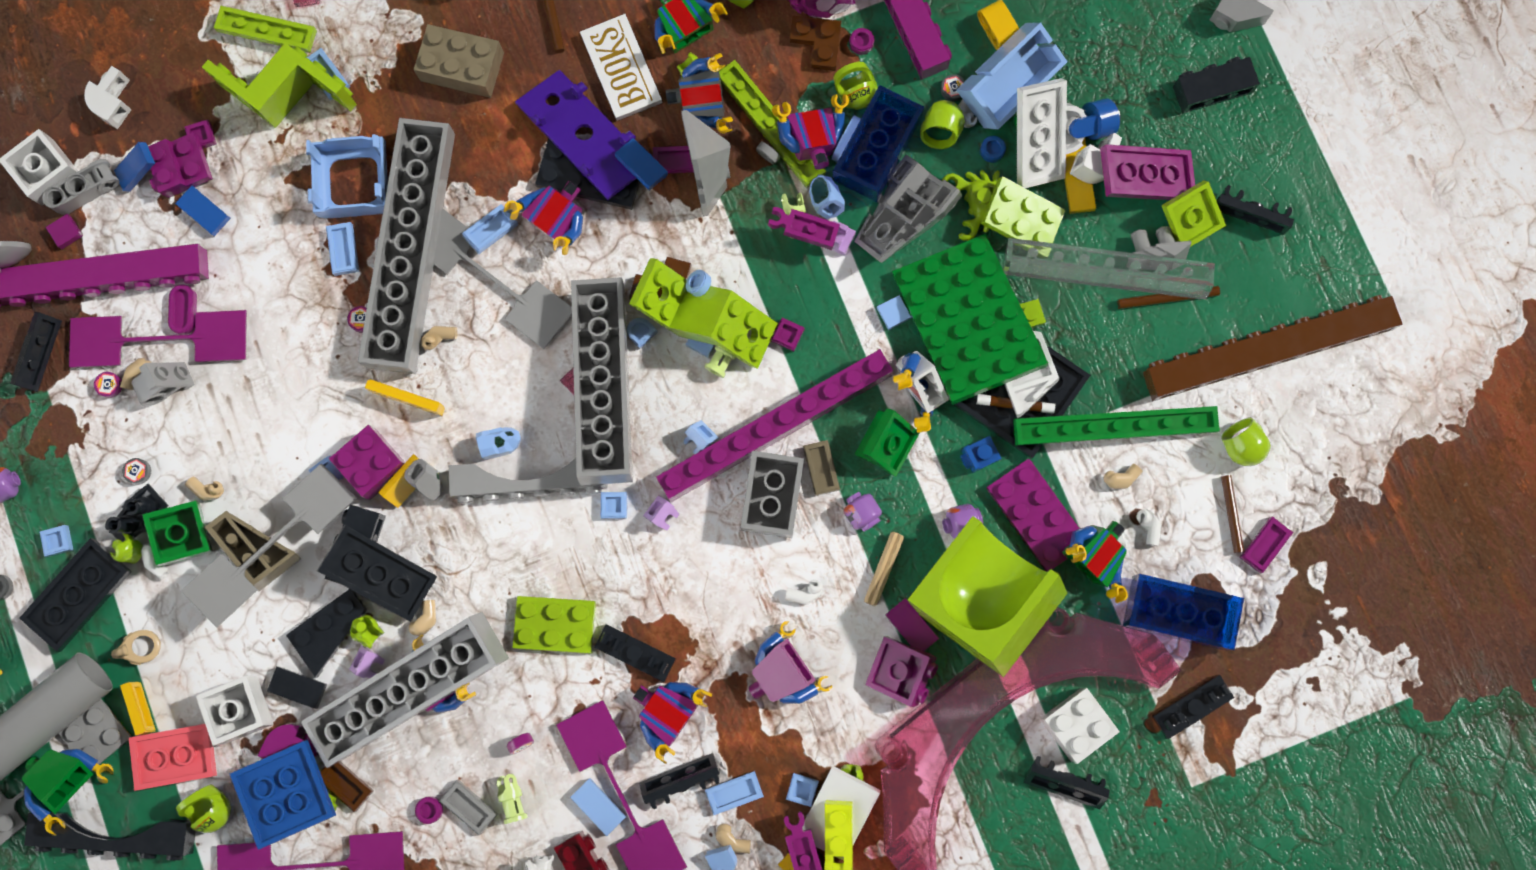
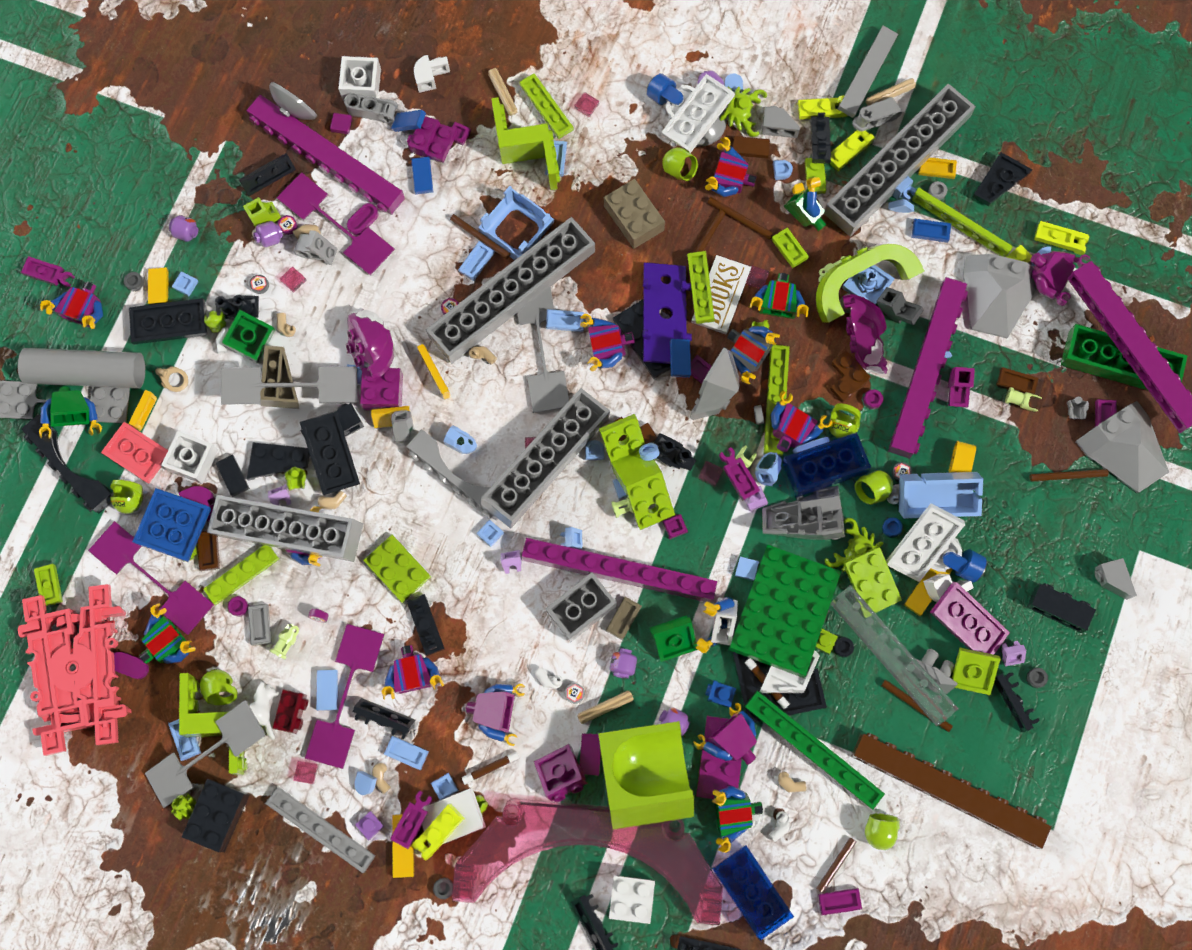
camera: 40 degrees right, 5 degrees down
(29, 568) = (157, 286): none -> yellow tile
(69, 396) = (261, 212): none -> lime brick
(96, 412) = (267, 234): none -> medium lavender head
(168, 434) = (293, 279): none -> clear pink tile
(205, 53) = (502, 91): none -> tan axle
(311, 426) = (369, 342): none -> magenta animal
(323, 220) = (481, 237): none -> reddish brown bar
(401, 776) = (241, 574): none -> lime plate
(595, 76) = (701, 287): none -> lime plate
(640, 19) = (757, 277): none -> clear pink tile
(721, 263) = (673, 453): none -> black connector
(774, 252) = (710, 473): none -> clear pink tile
(828, 729) = (490, 767): none -> reddish brown bar
(842, 583) = (574, 693): none -> tile
(1033, 485) = (732, 739): none -> magenta torso
(1052, 304) = (843, 647): none -> black tile
(1214, 167) = (1014, 654): none -> lavender tile
(1251, 171) = (1037, 677): none -> dark grey tile

